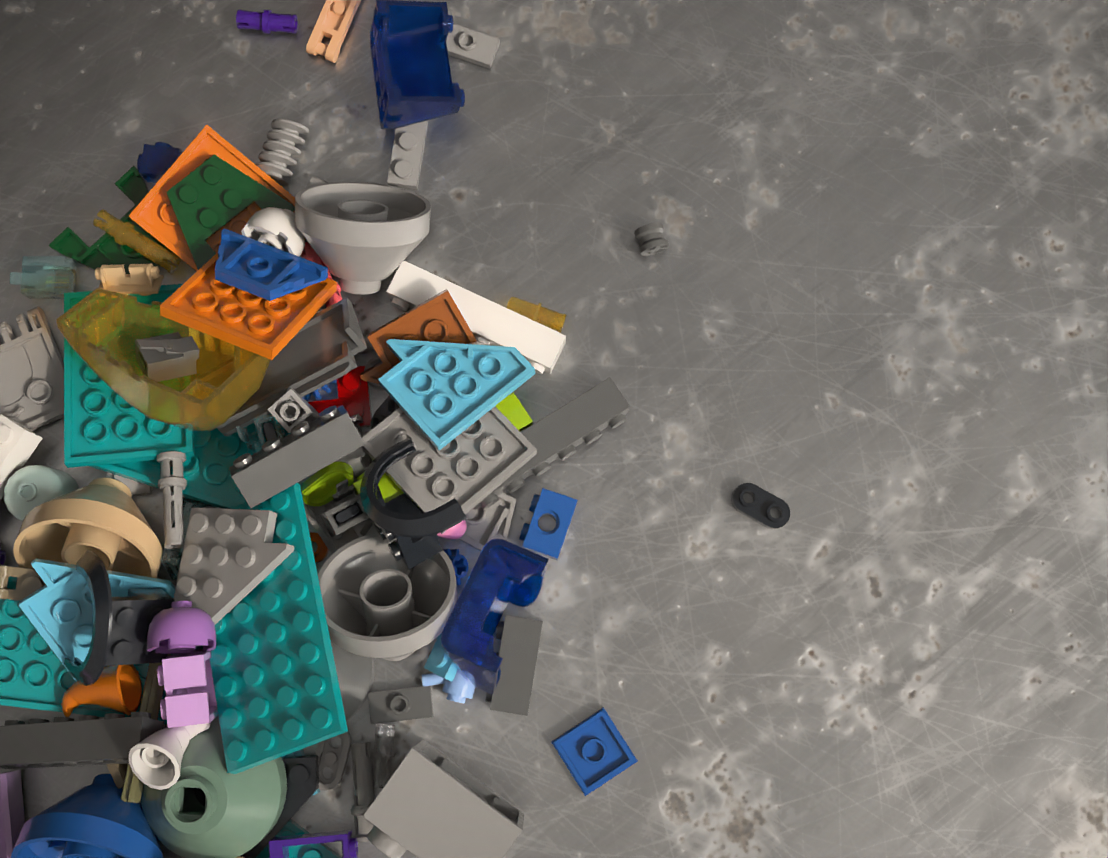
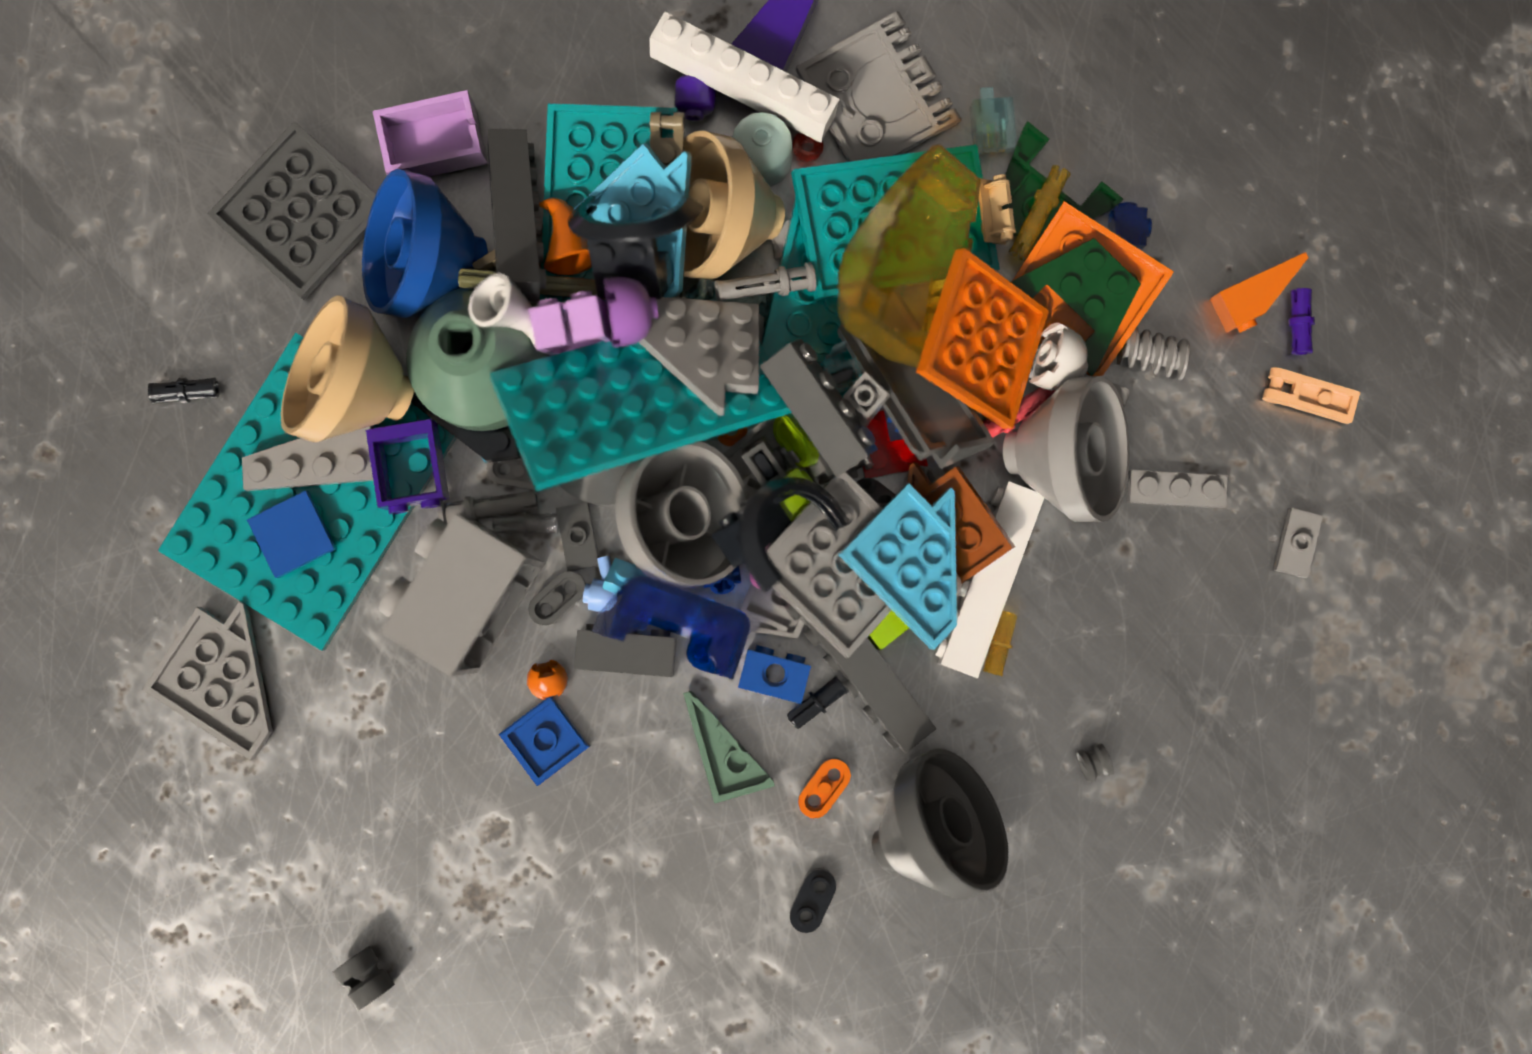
camera: 85 degrees right, 5 degrees up
(55, 453) = (806, 156): none -> clear red plate
(167, 356) = (913, 260): dark grey piece -> none
(240, 61) = (1252, 298): none -> orange slope
(263, 268) = (1018, 350): blue wing -> none
(412, 62) = (1268, 485): clear blue windscreen -> none
(458, 728) = (557, 597): none -> dark grey plate
(535, 743) = (547, 679): none -> orange piece
(578, 486) = (817, 703): none -> black axle
(628, 576) = (726, 762): none -> sand green wing
(659, 484) = (825, 788): none -> orange plate
(700, 379) = (942, 827): none -> dark grey cone

